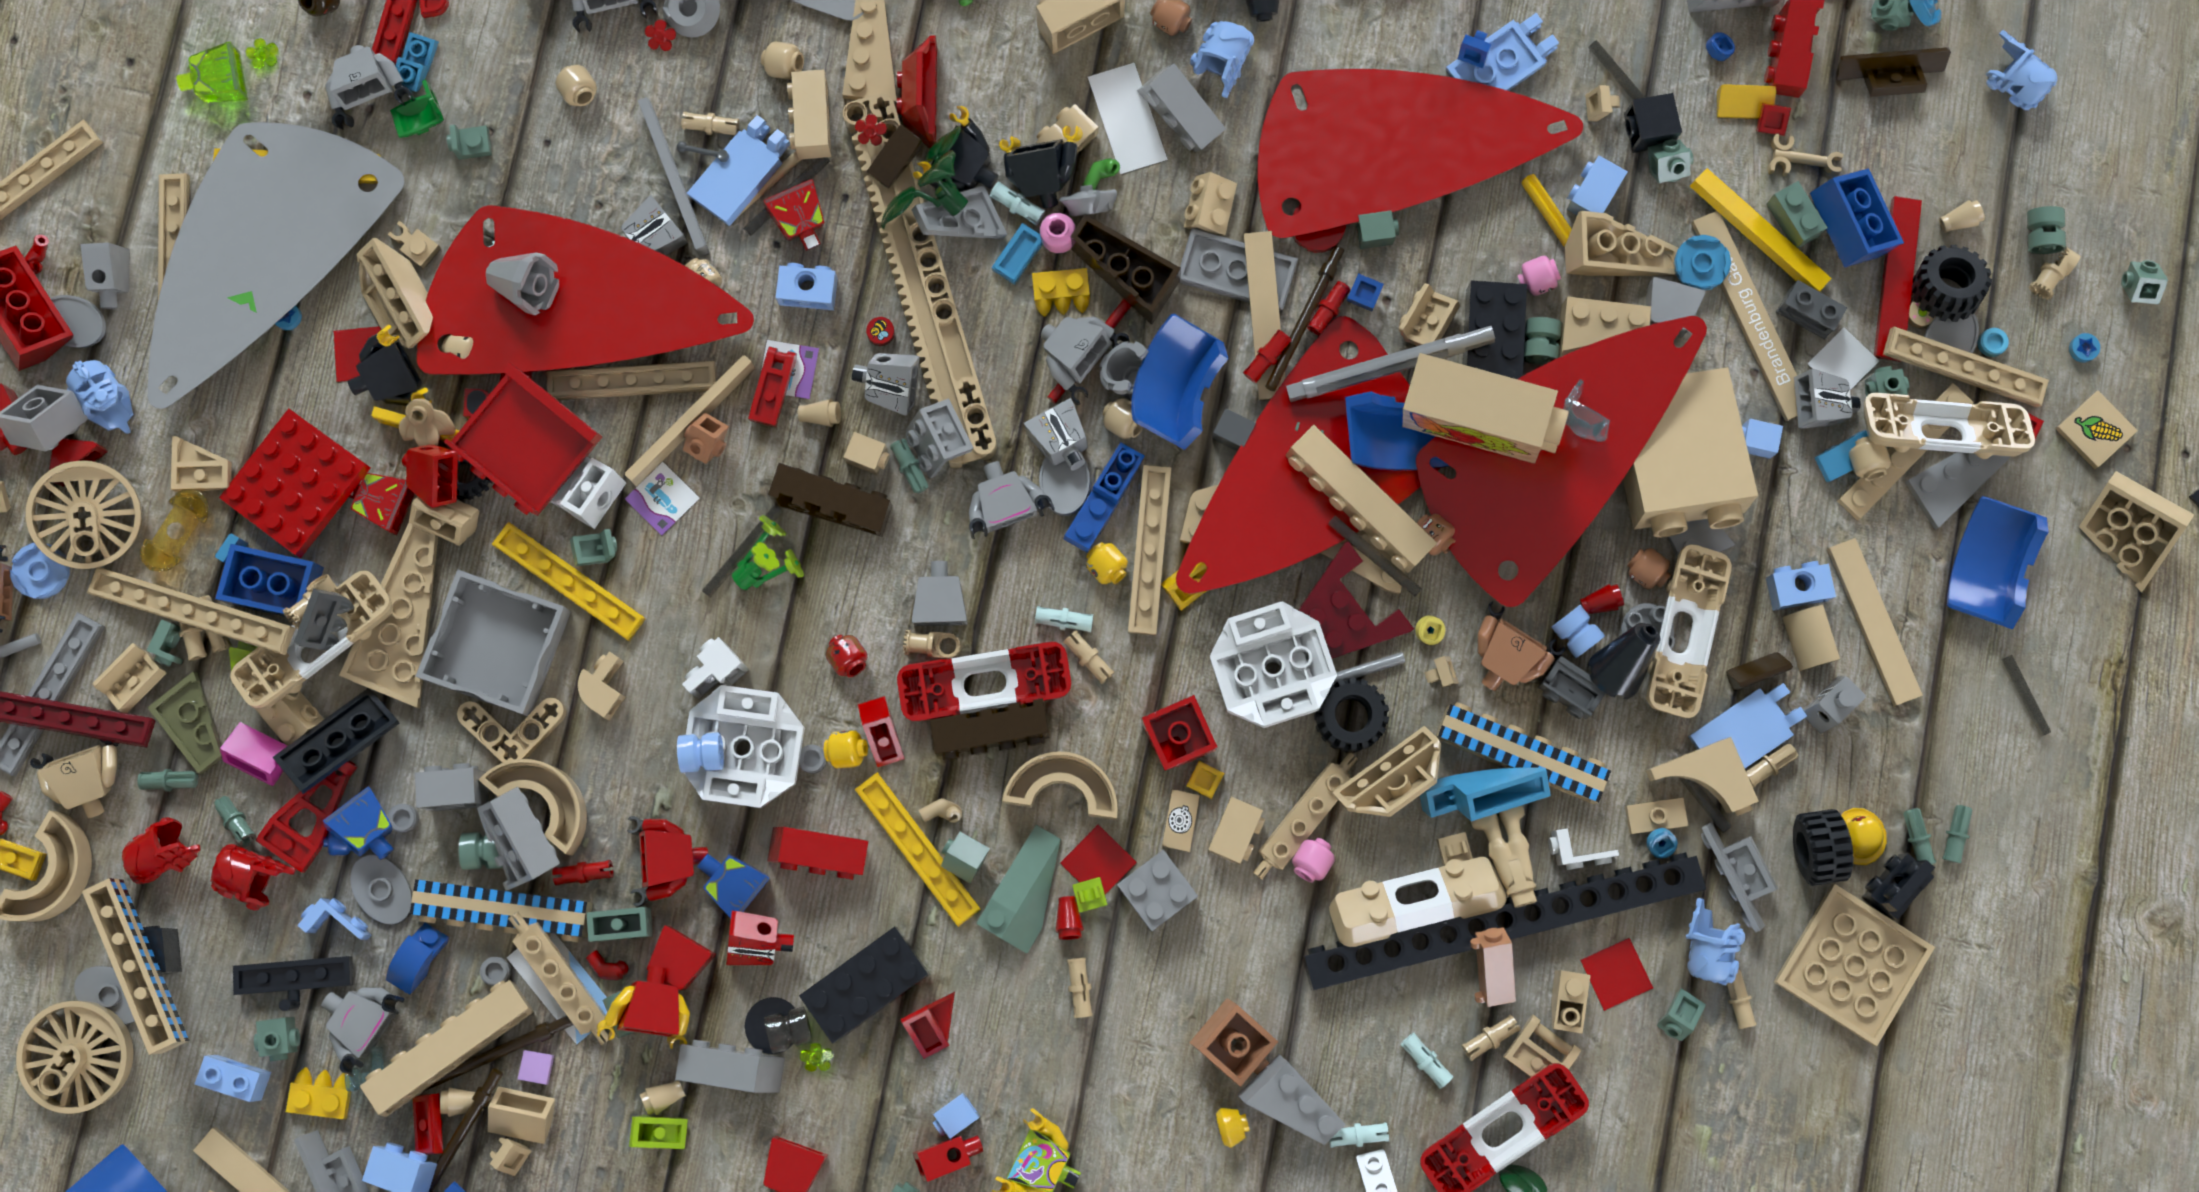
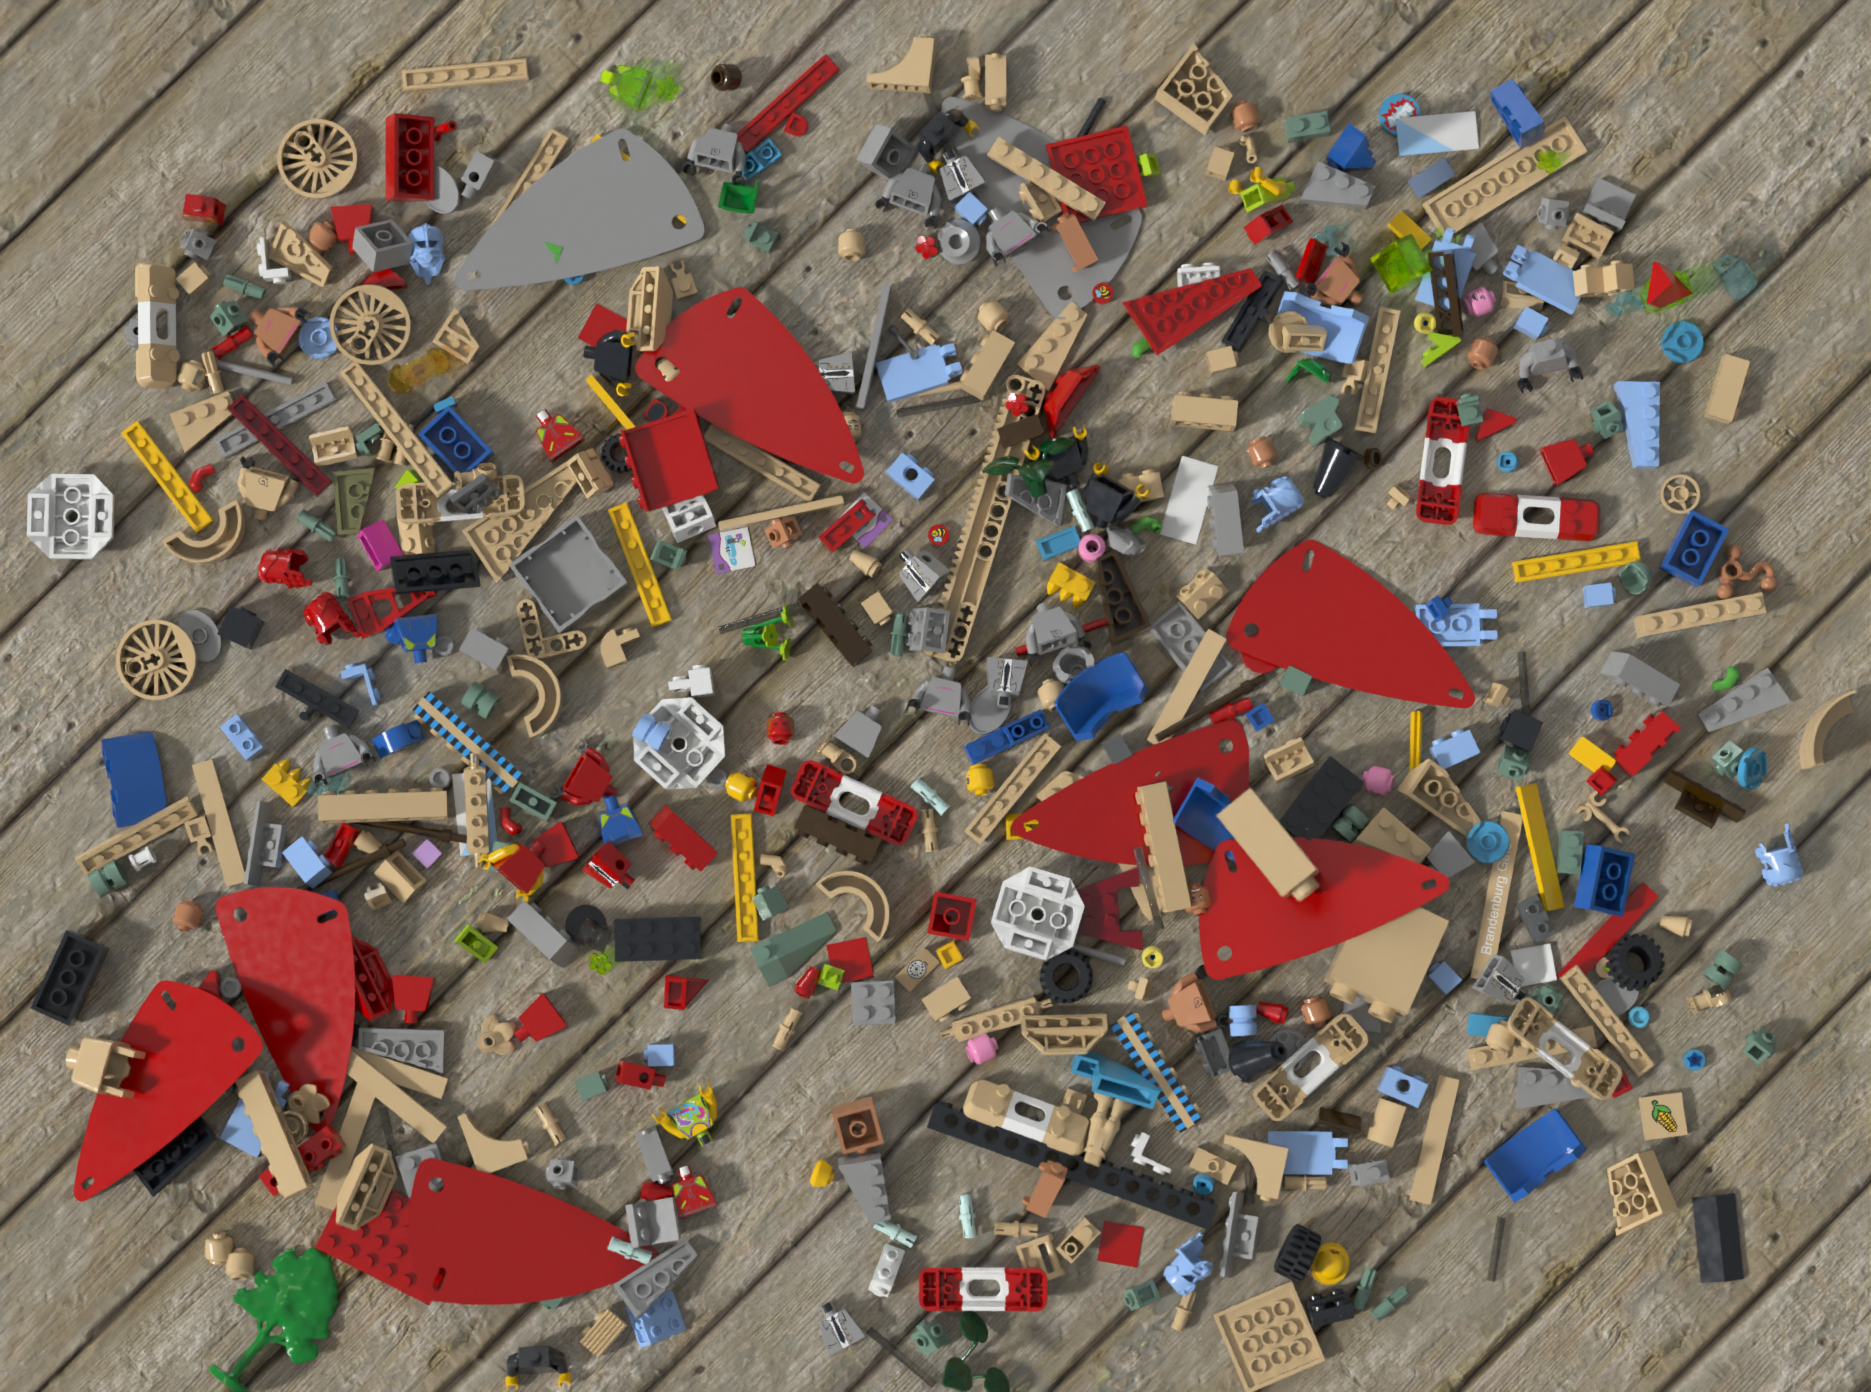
camera: 35 degrees right, 5 degrees up
(135, 966) = (232, 634): tan brick -> none
(276, 1038) = (277, 727): sand green brick -> none
(294, 483) = (511, 389): red plate -> none
(381, 889) = (403, 681): light grey piece -> none
(425, 428) = (613, 411): tan plate -> none
(432, 474) = (600, 443): red torso -> none
(517, 837) = (507, 710): light grey wedge -> none
(525, 280) = (735, 358): light grey cone -> none
(582, 872) = (532, 754): red pin -> none
(797, 213) = (936, 425): red torso -> none
(1267, 356) = (1168, 717): red pin -> none
(1388, 364) = (1240, 774): light grey piece -> none
(1584, 420) = (1330, 893): clear light blue piece -> none

